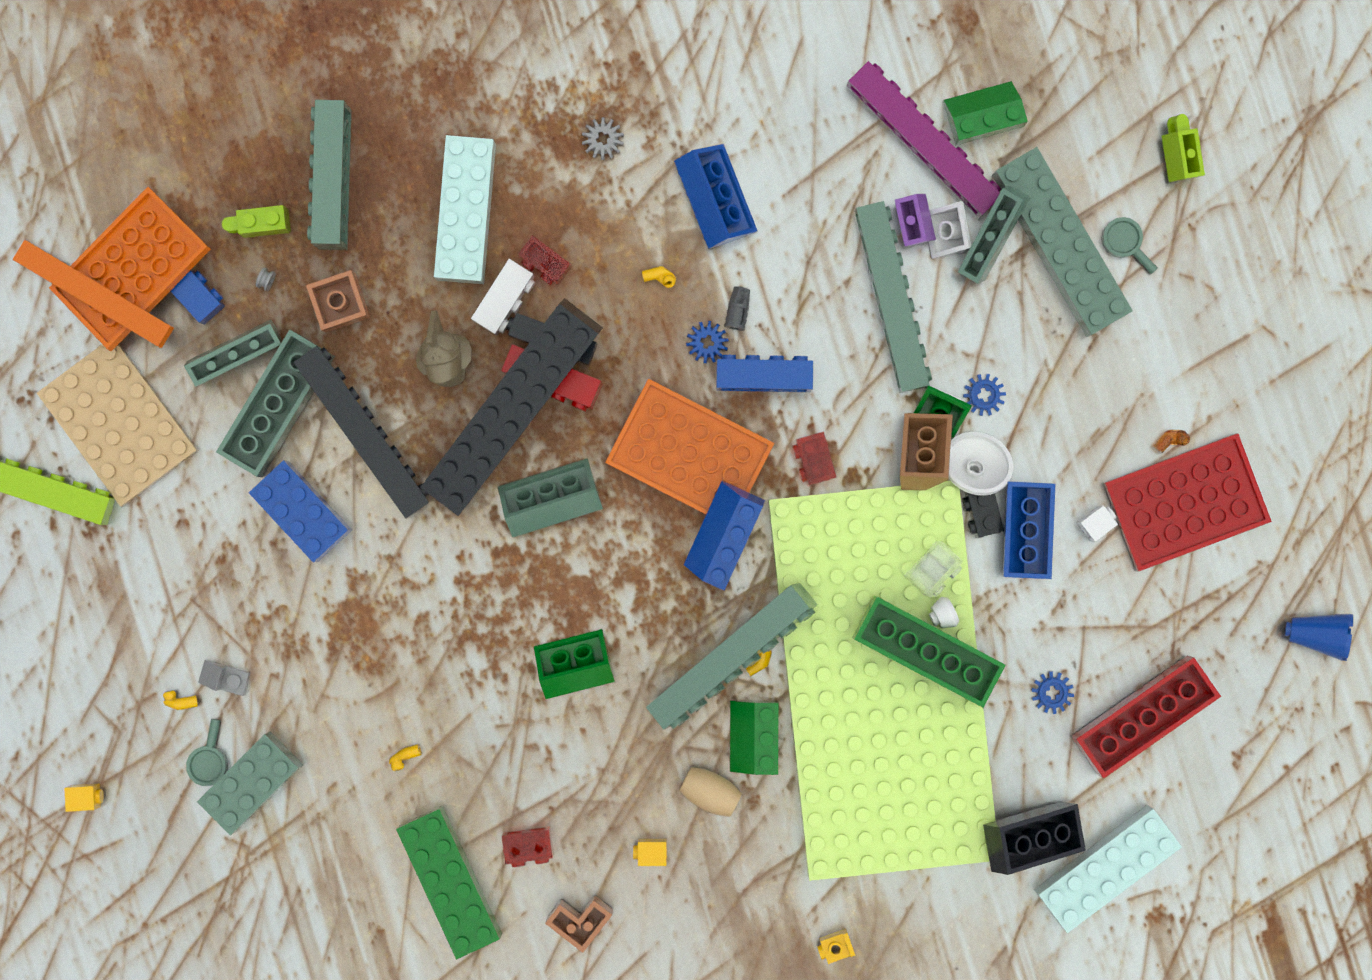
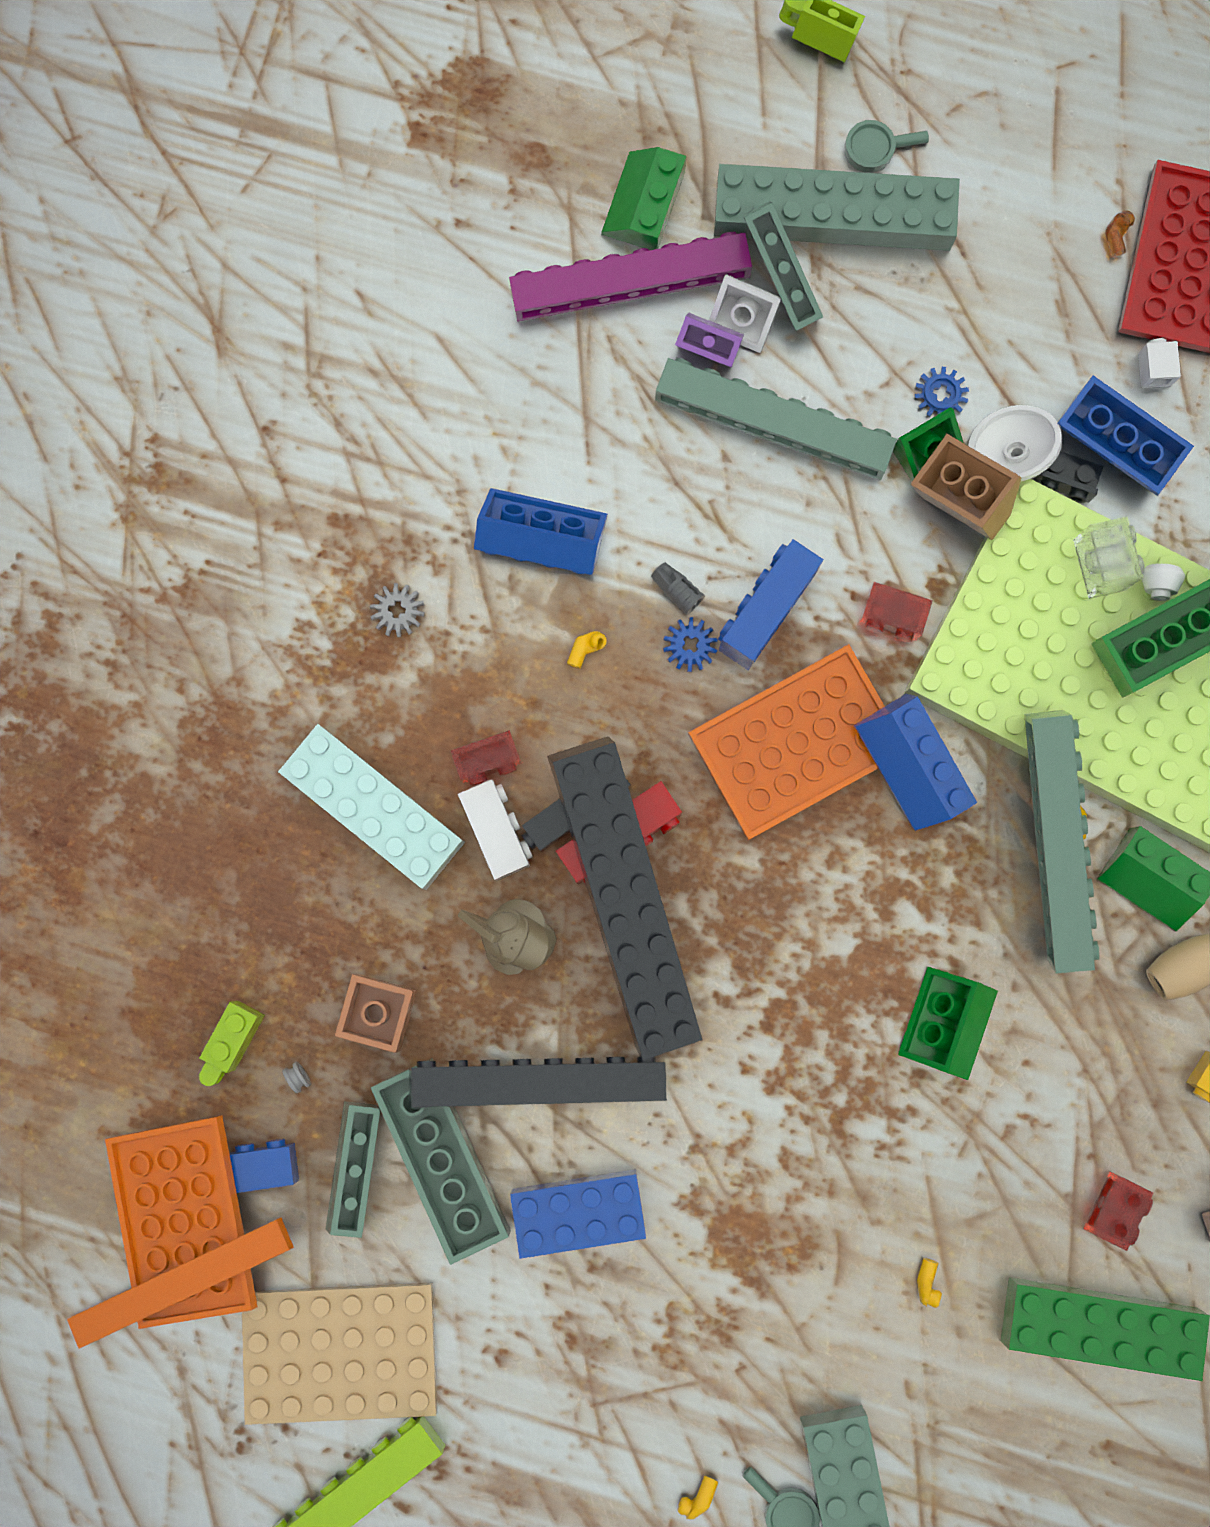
camera: 55 degrees left, 5 degrees down
(224, 678) = (705, 1429): light grey slope -> none
(330, 175) = (233, 927): sand green brick -> none
(549, 498) = (747, 925): sand green slope -> none

